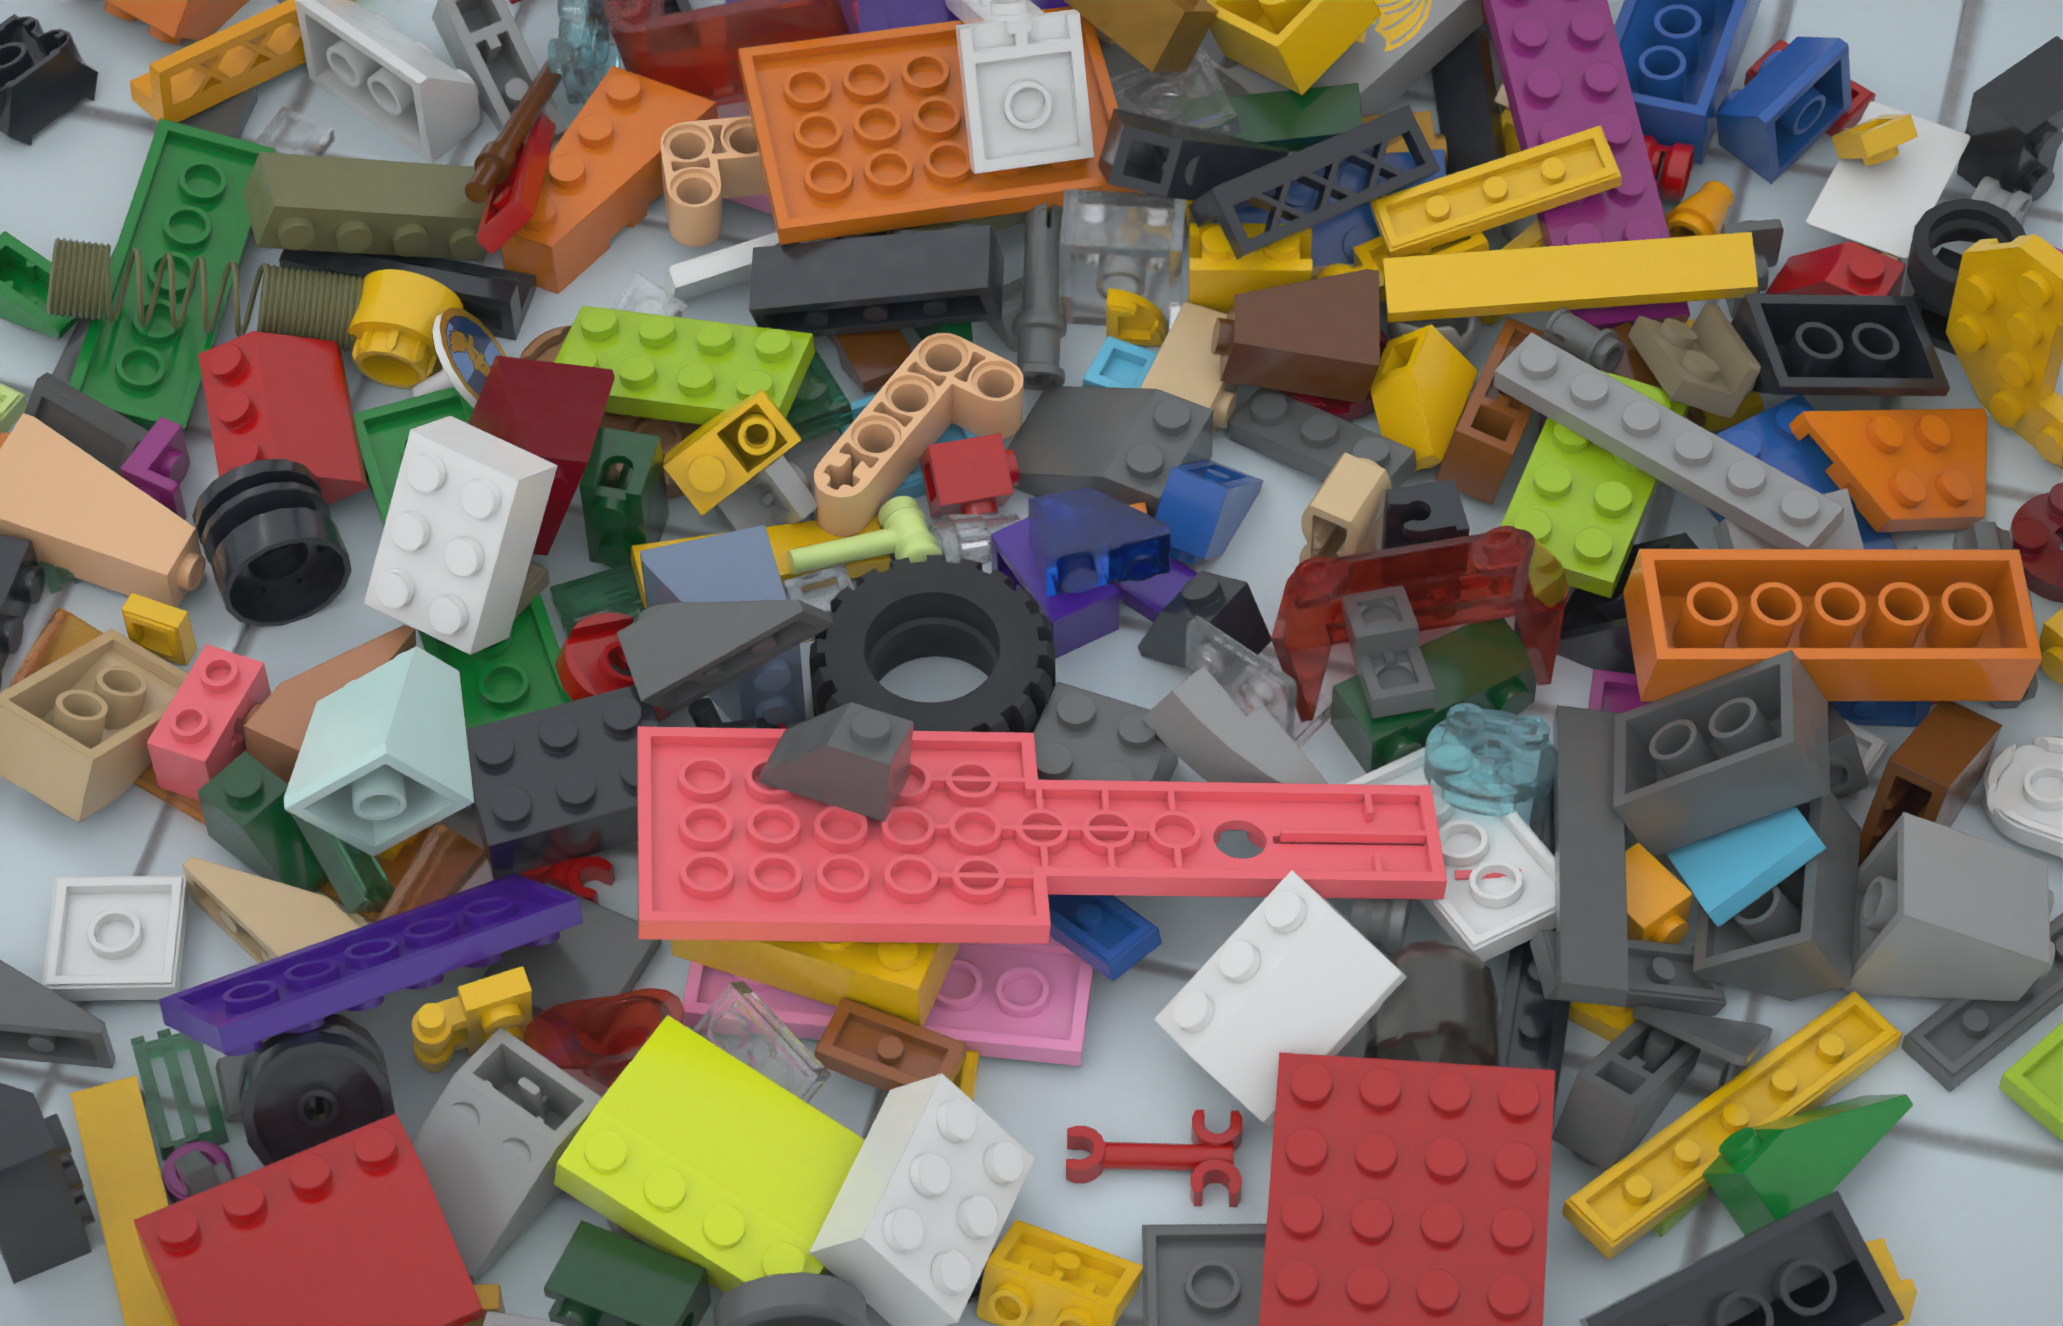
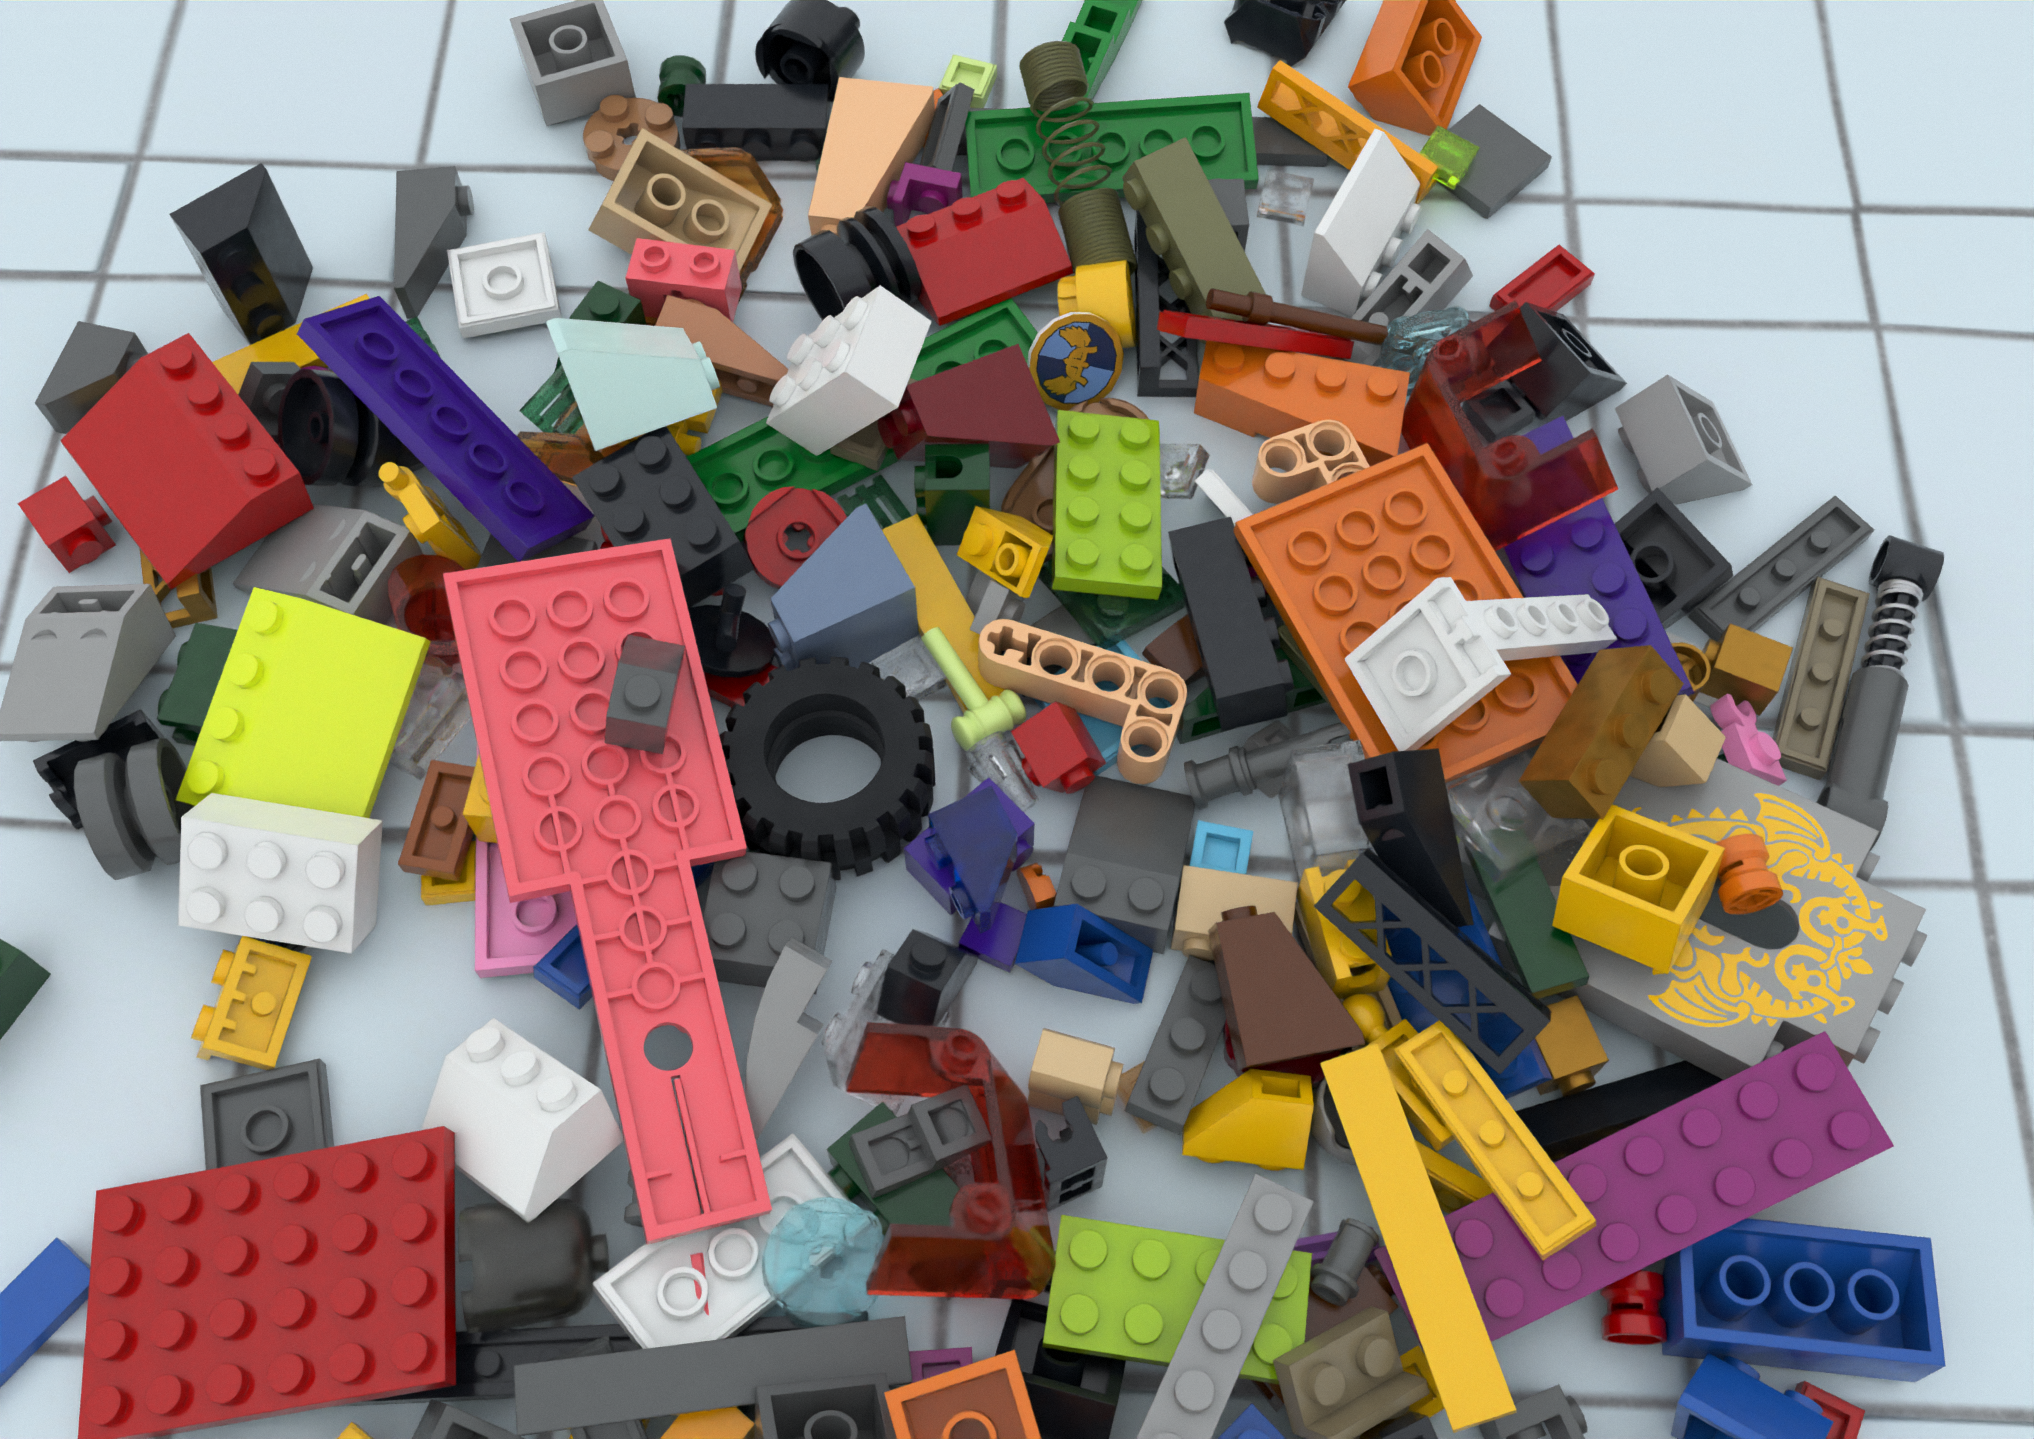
camera: 75 degrees right, 10 degrees up
(159, 628) = (779, 233): yellow tile -> none
(263, 913) = (520, 369): tan slope -> none
(698, 647) = (765, 567): dark grey slope -> none
(1134, 319) = (1284, 848): yellow tile -> none
(1208, 1157) = (402, 1098): red bar -> none
(1489, 426) = (1213, 1189): dark orange slope -> none
(1701, 212) = (1579, 1362): light orange cone -> none

